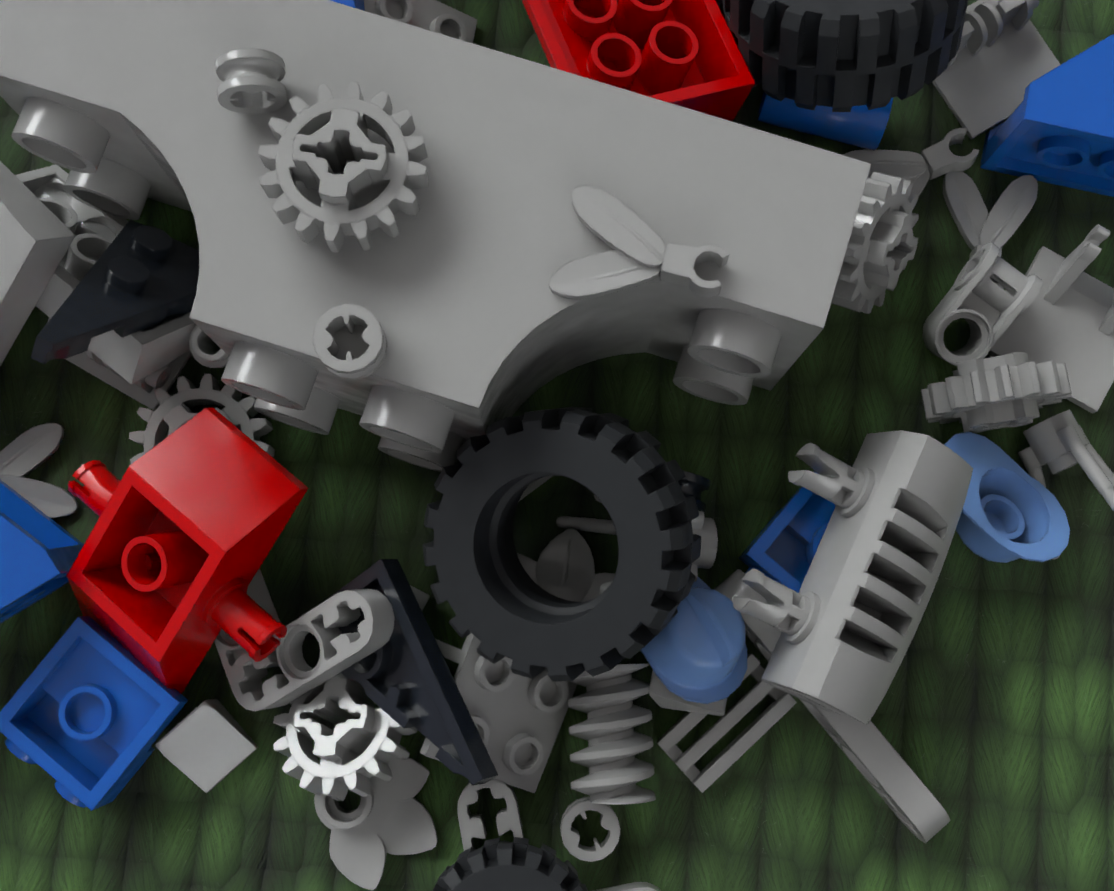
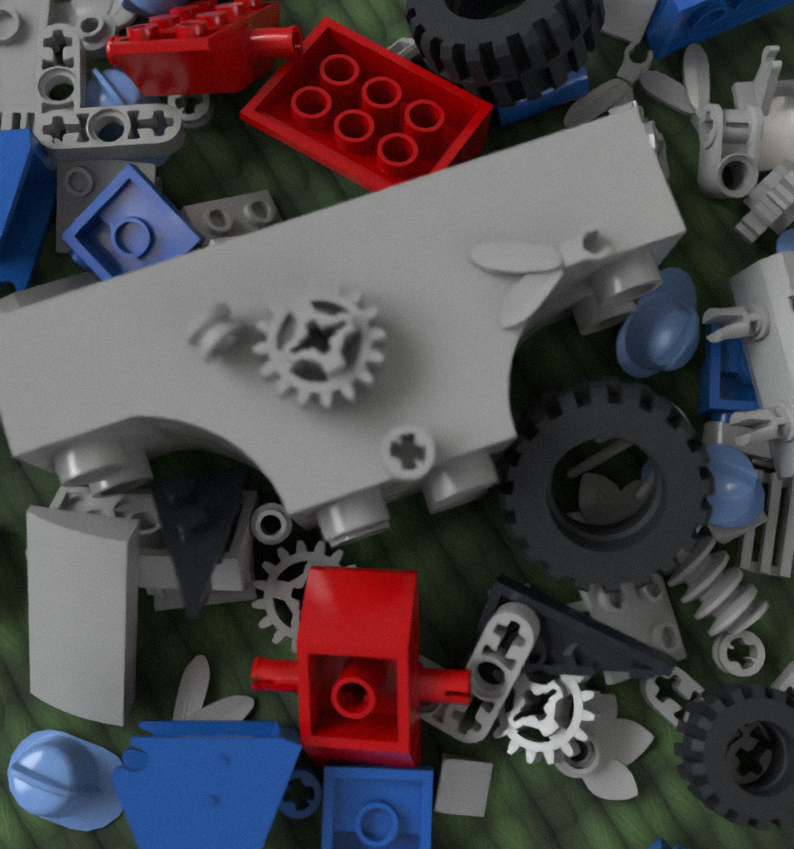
camera: 35 degrees left, 0 degrees up
(29, 636) = (309, 778): none -> blue bush
(758, 439) = (663, 330): none -> medium blue piece

